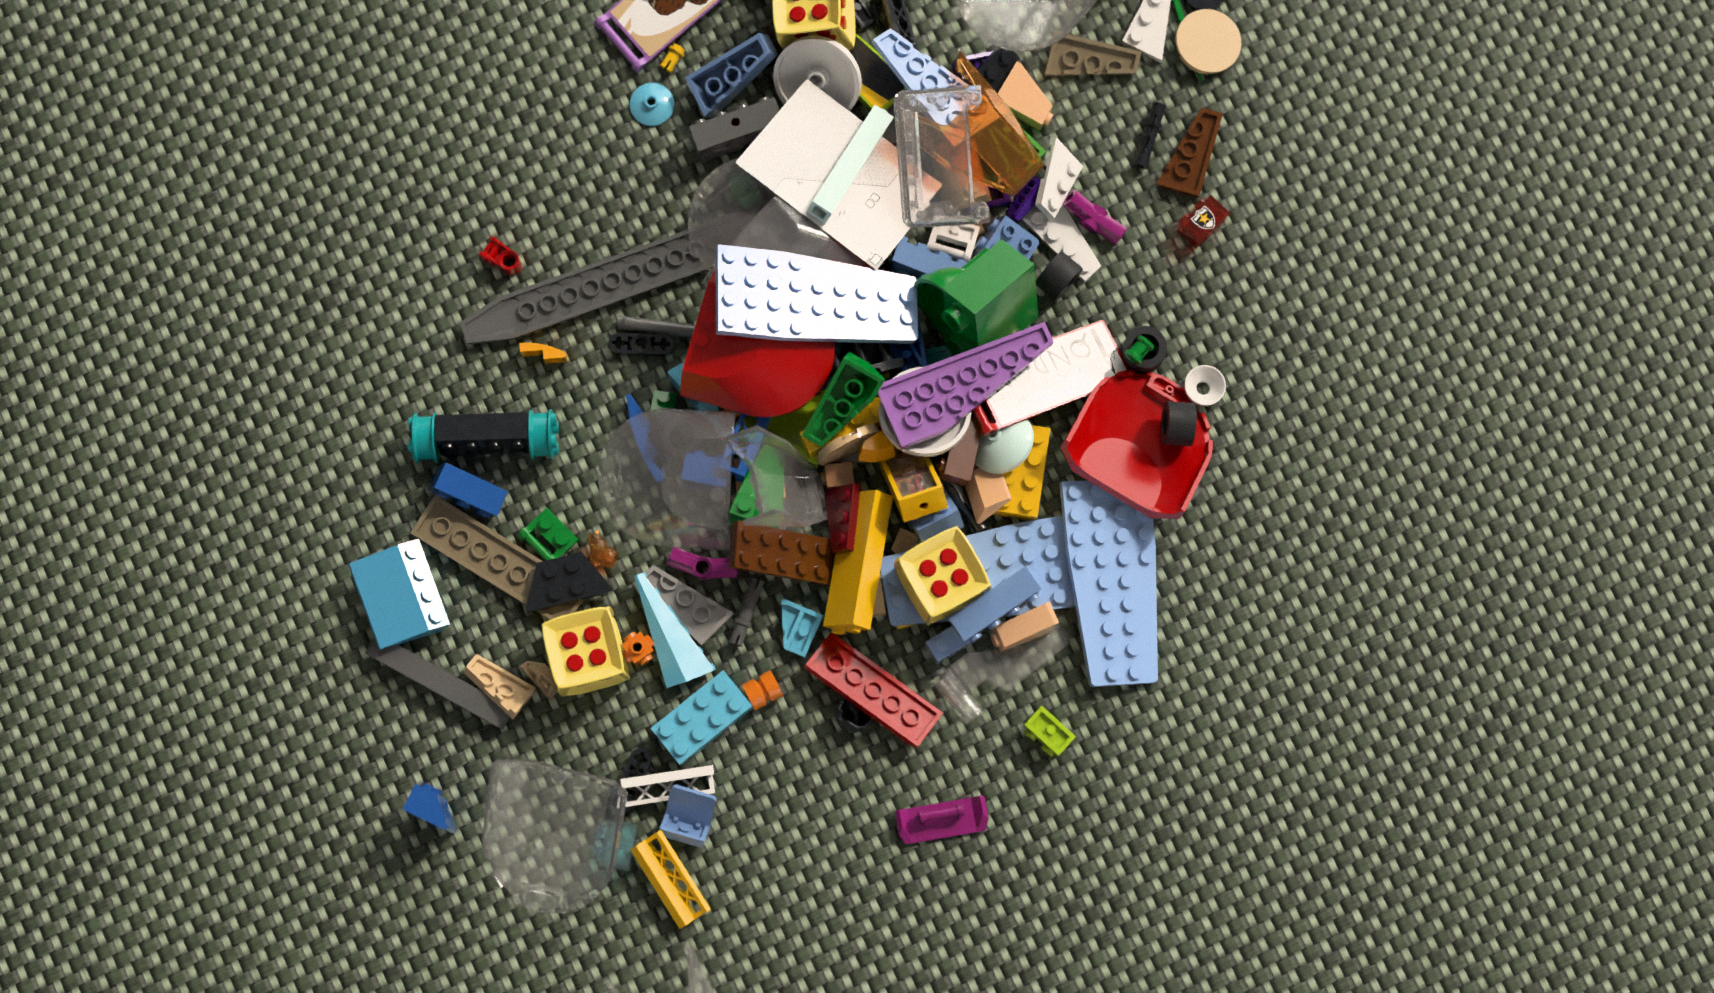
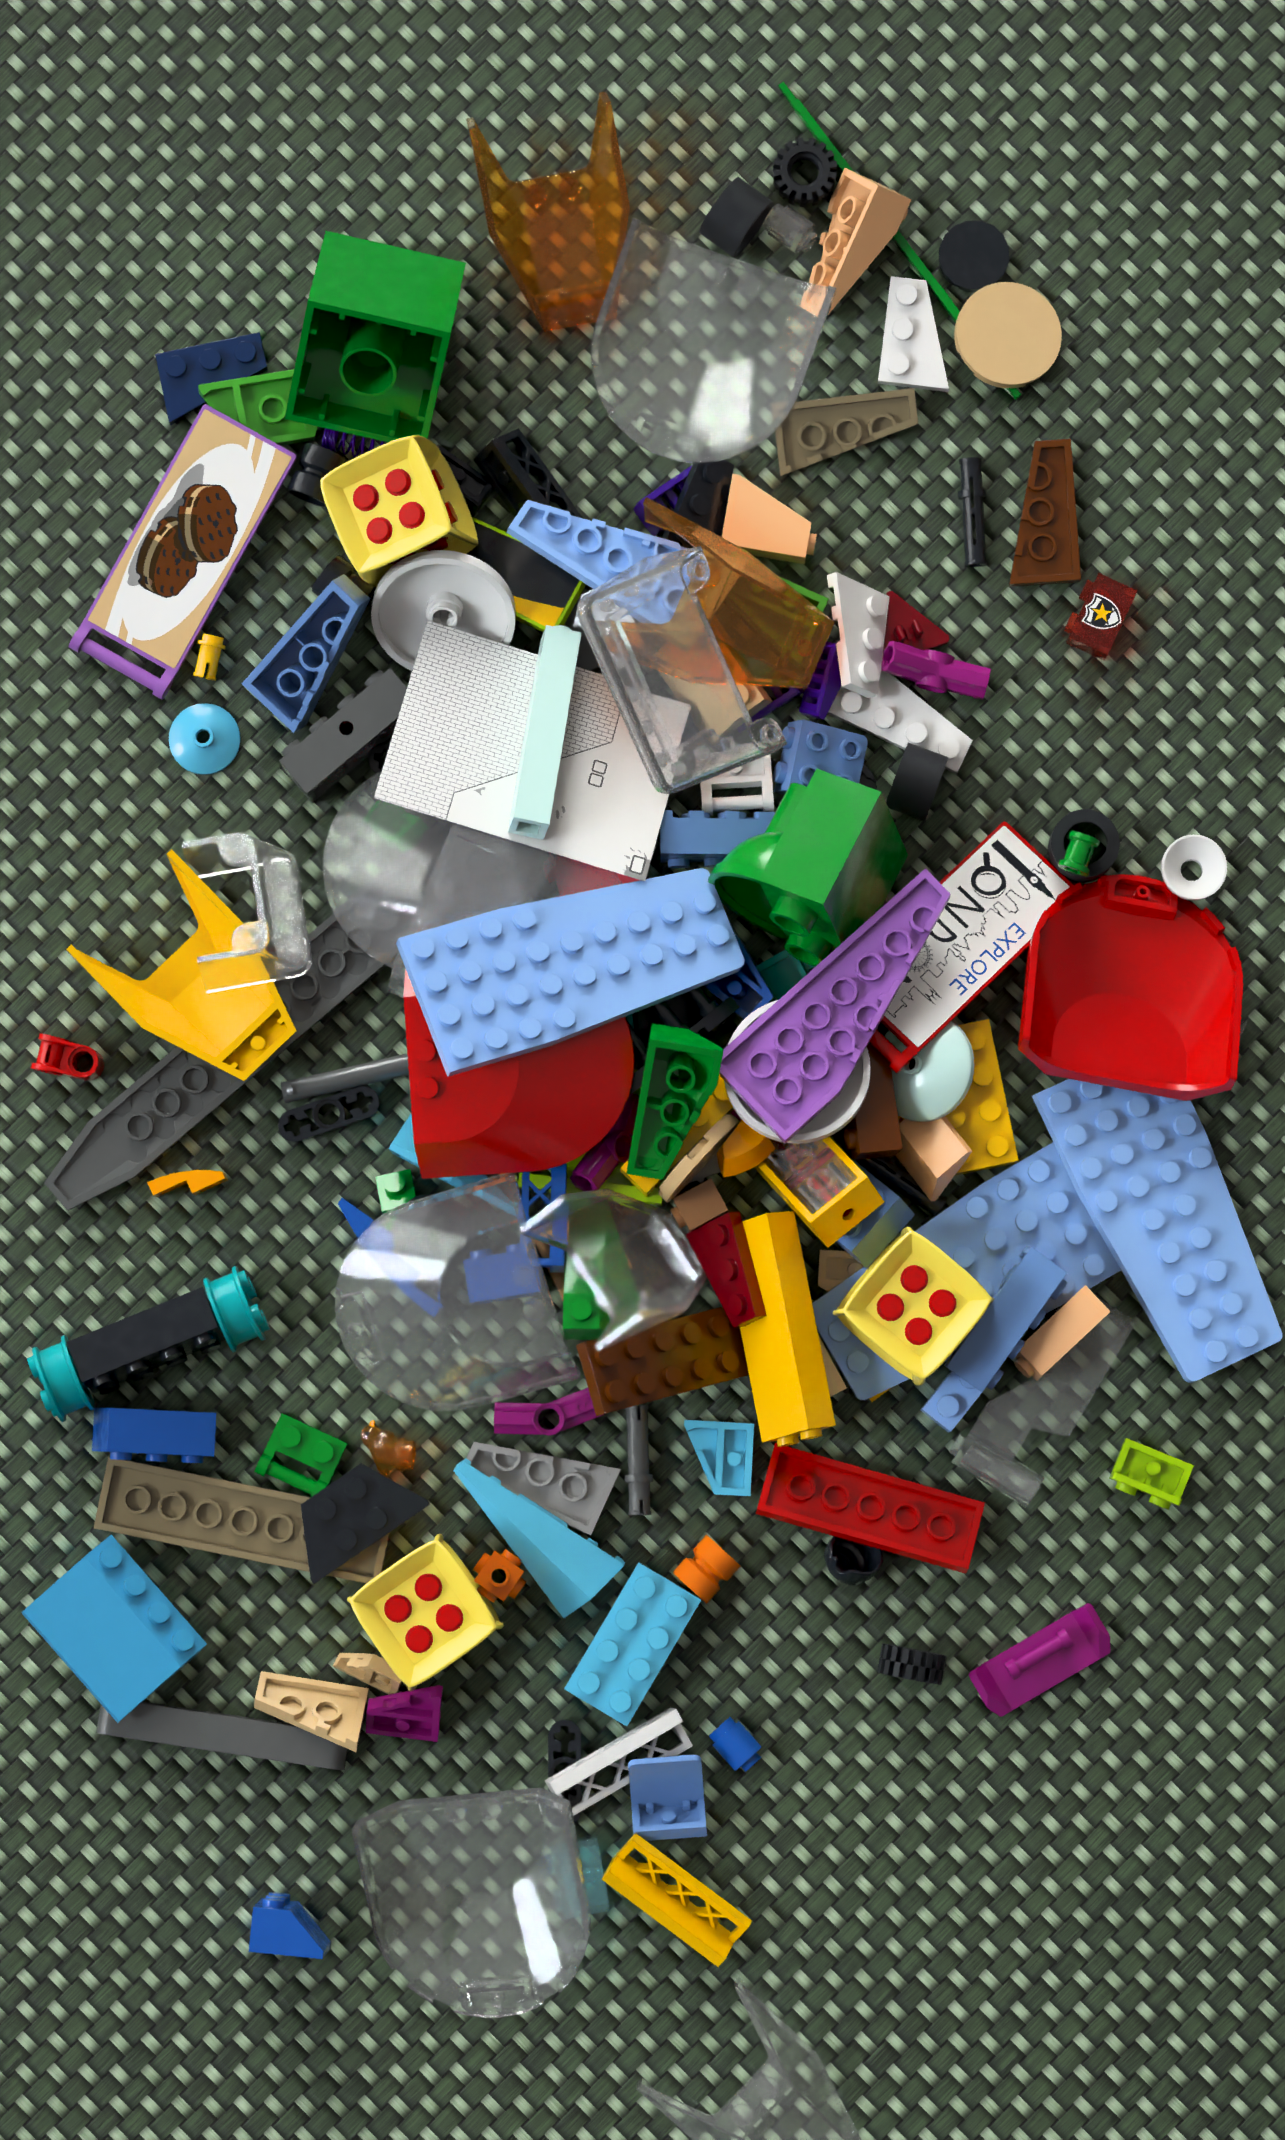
camera: 15 degrees left, 5 degrees up
(552, 710) = (406, 1714): none -> magenta wing
(597, 249) = (226, 1027): none -> yellow windscreen
(645, 229) = (276, 943): none -> clear windscreen
(740, 801) = (735, 1744): none -> blue brick
(795, 421) = (609, 1152): none -> magenta piece
(863, 791) = (911, 1664): none -> black tyre
(1089, 187) = (910, 626): none -> dark red piece
(1178, 423) = (1177, 943): black piece -> none

